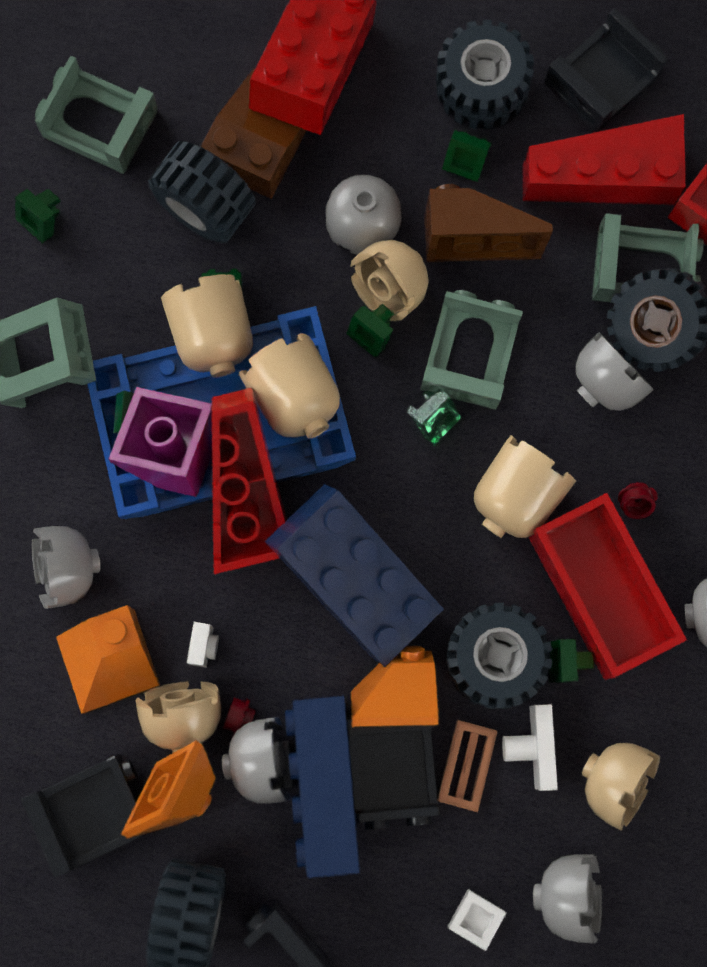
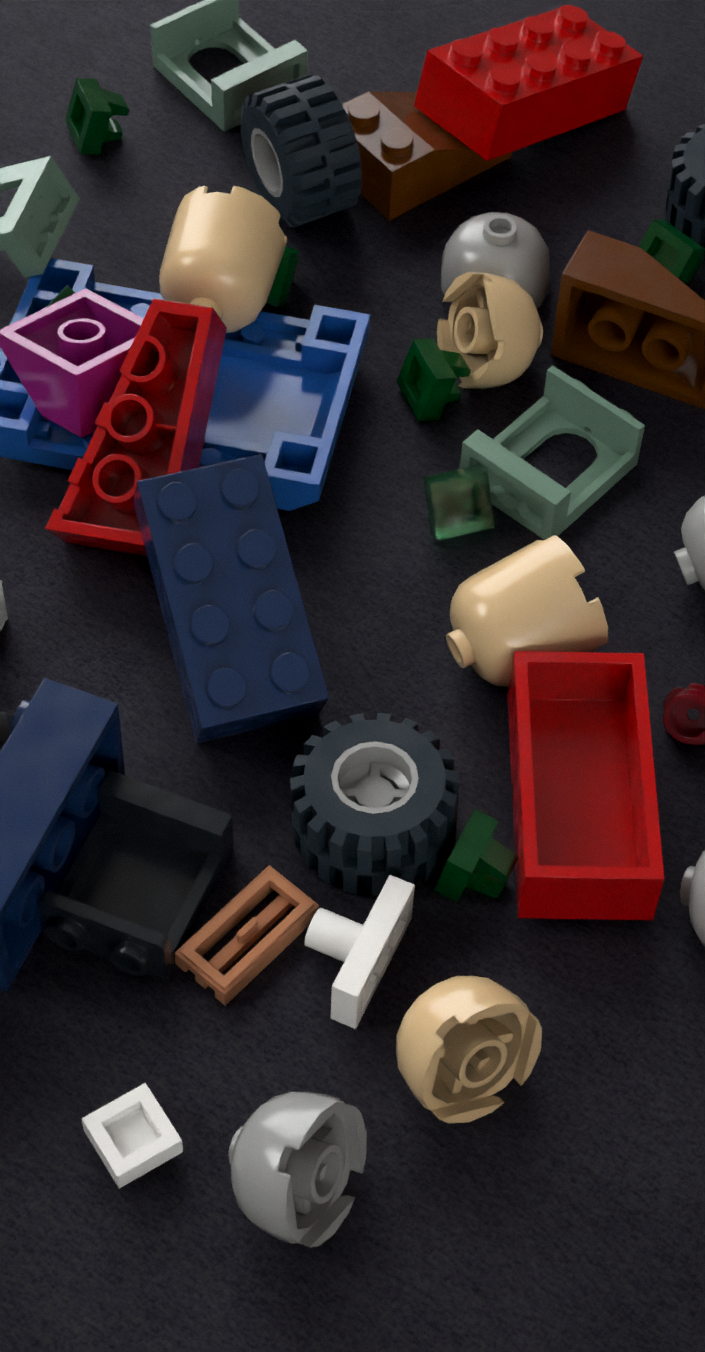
camera: 30 degrees right, 25 degrees down
(293, 387) = (280, 355): tan cylinder -> none
(398, 693) = (206, 764): orange slope -> none

